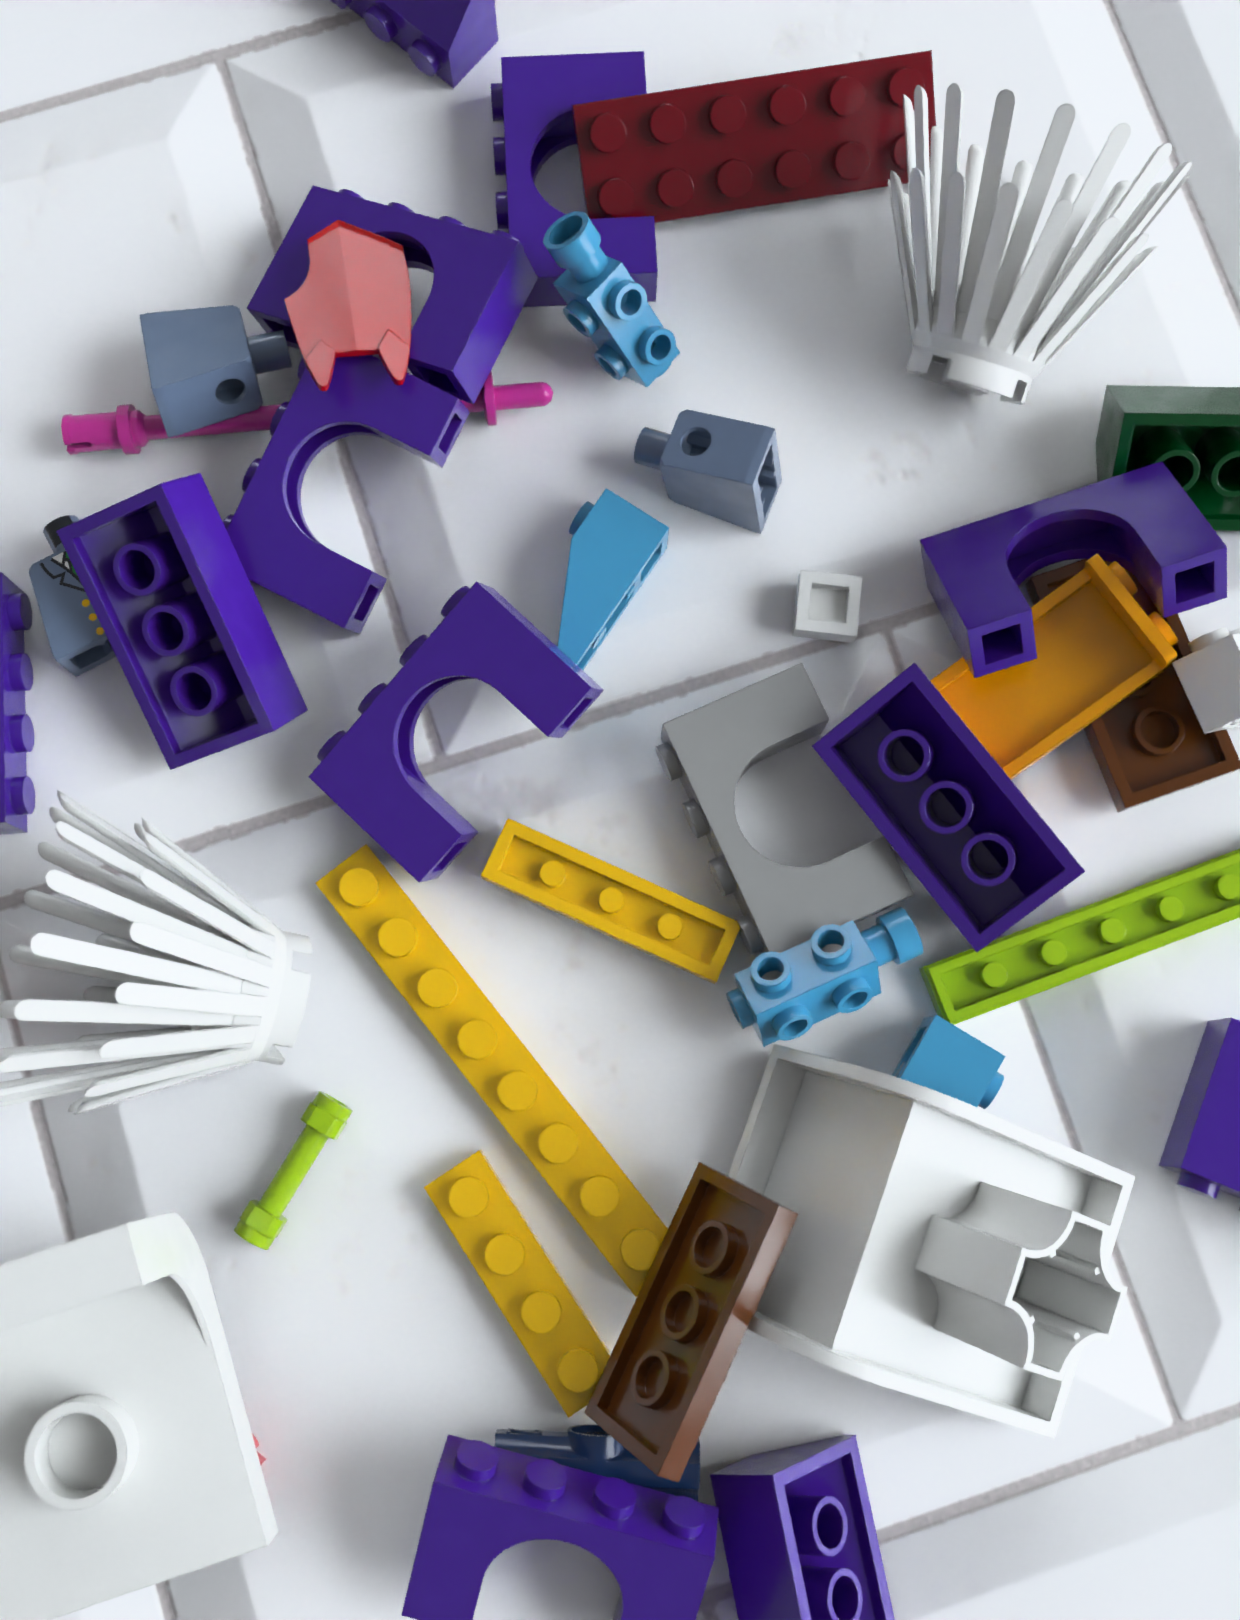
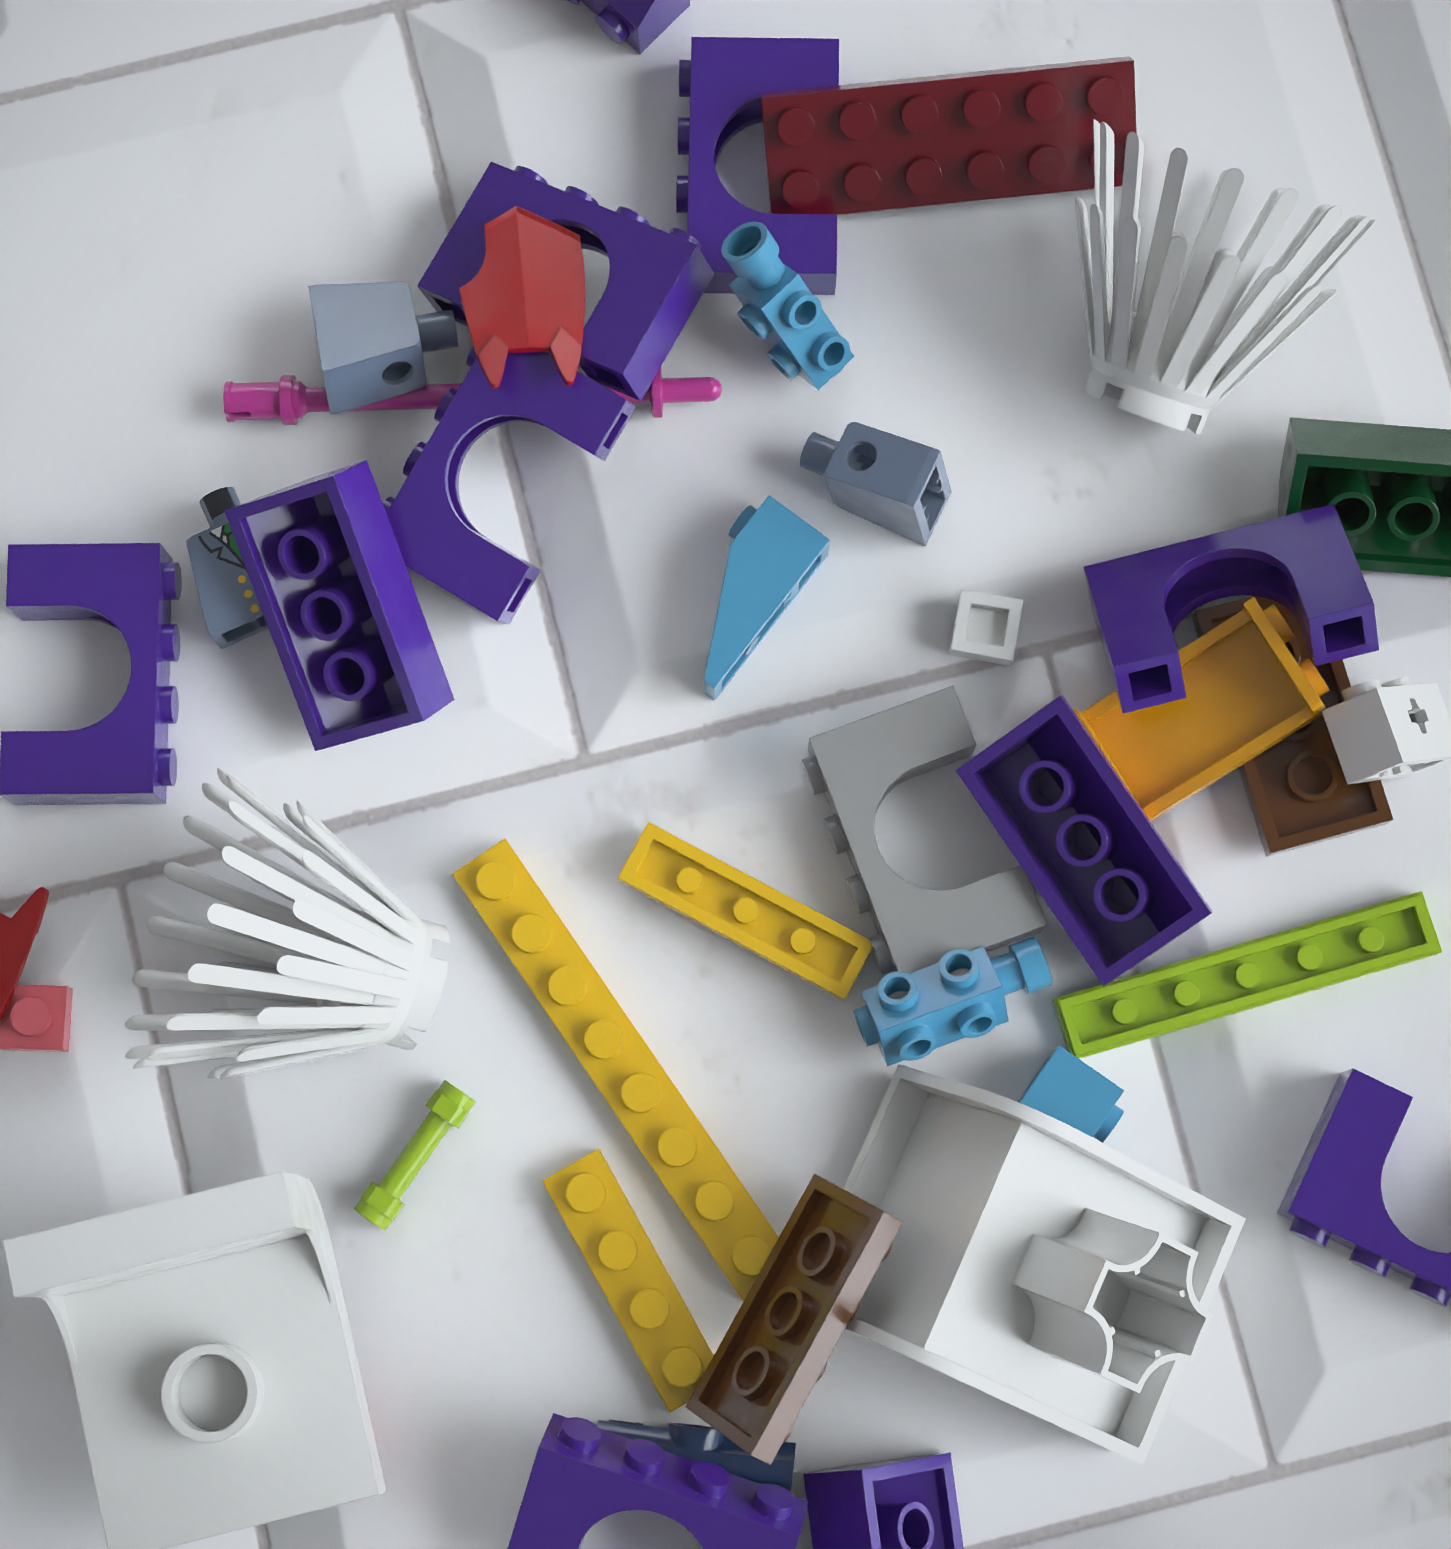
camera: 10 degrees right, 0 degrees up
(374, 764) = (518, 759): dark purple arch -> none

